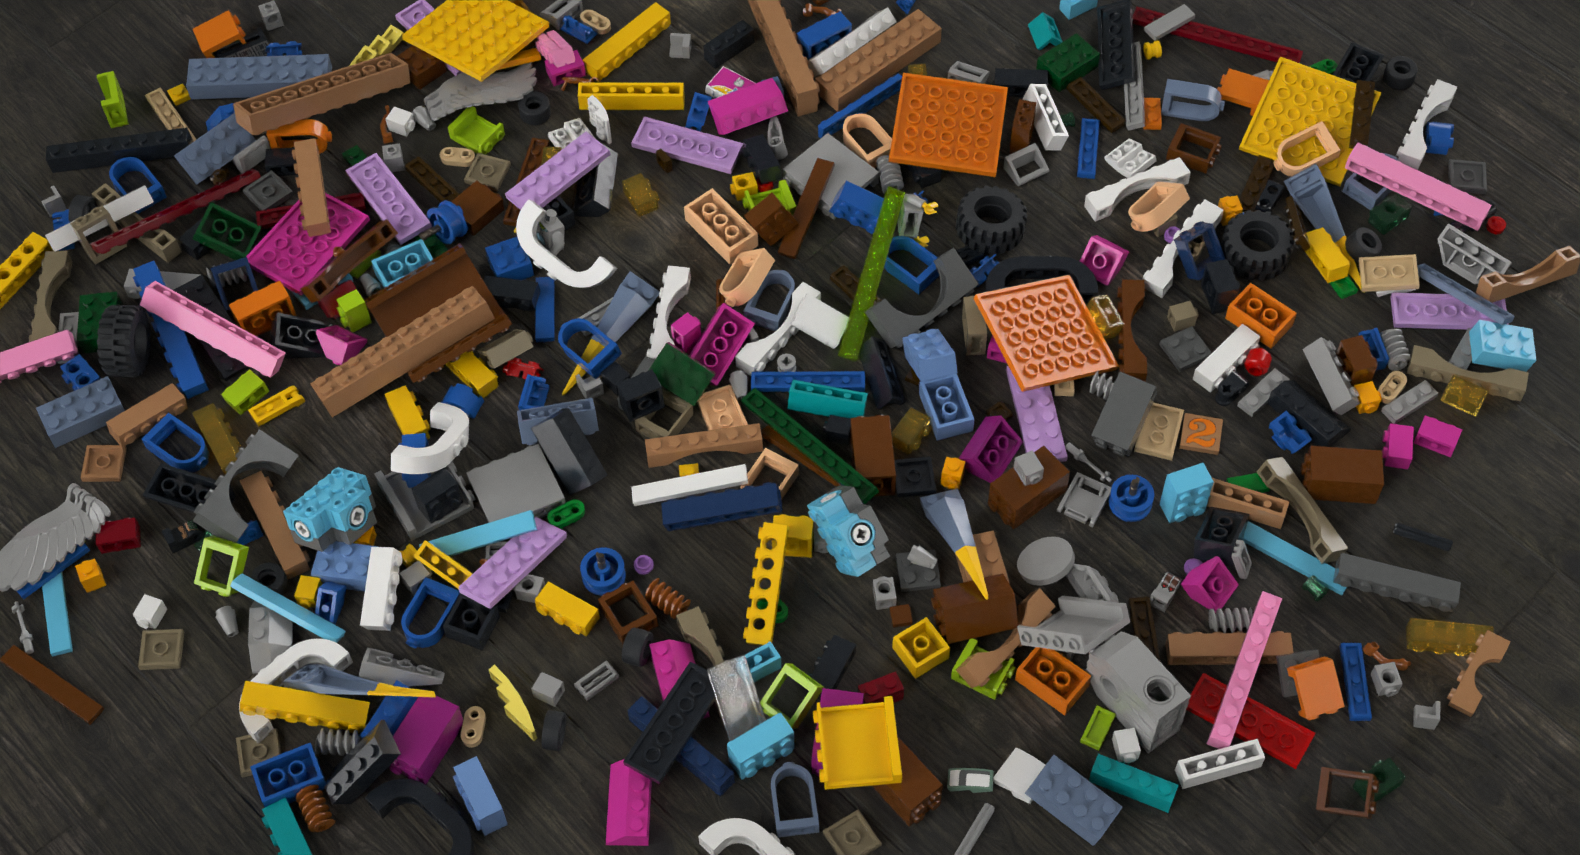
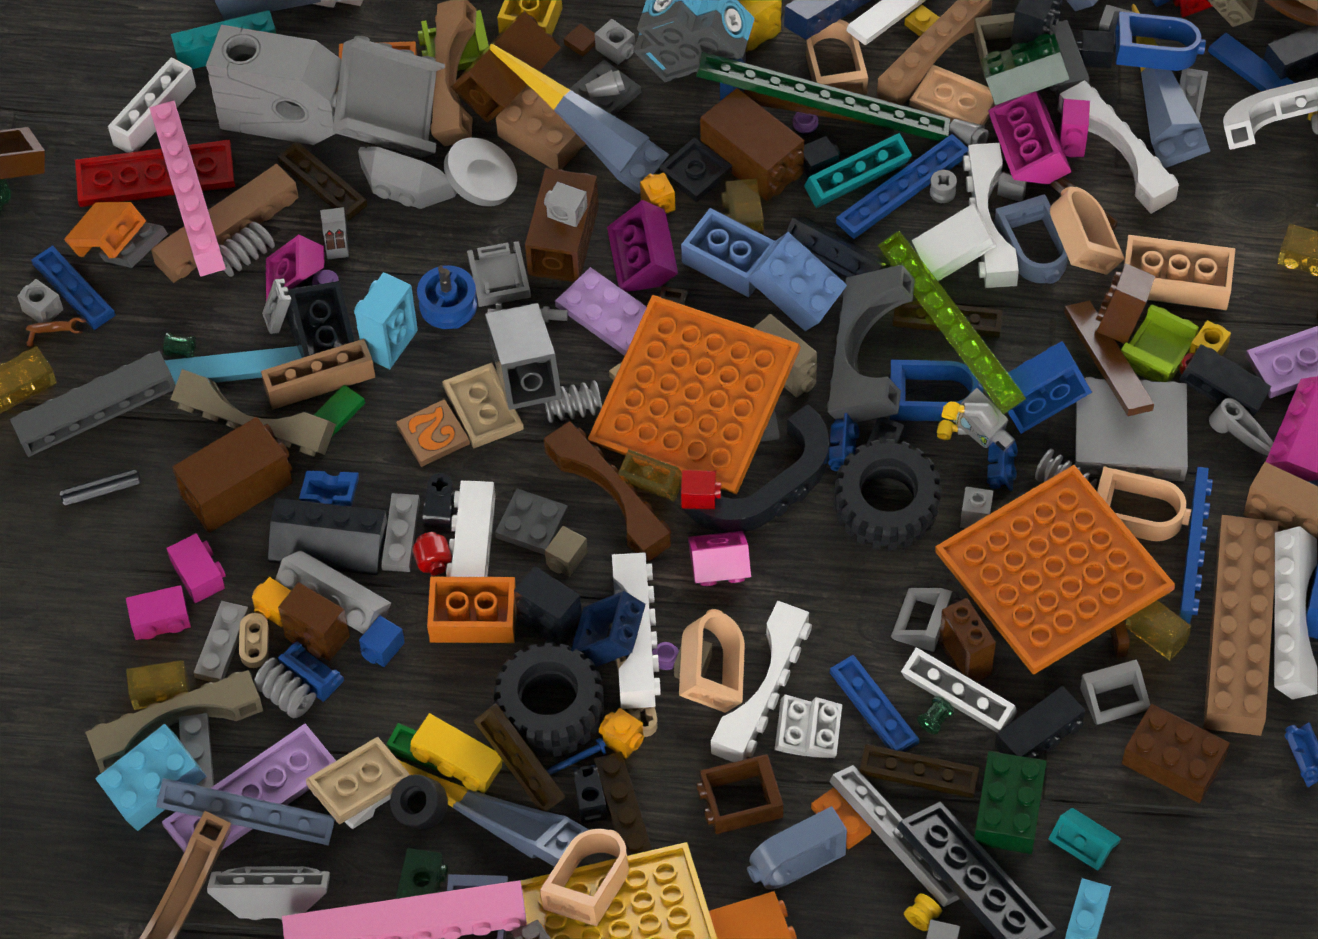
camera: 140 degrees right, 0 degrees up
(949, 191) = (976, 505): none -> light grey brick
(969, 32) = (1175, 753): none -> reddish brown brick
(1090, 280) = (699, 489): none -> red brick
(1324, 331) = (381, 641): none -> blue brick

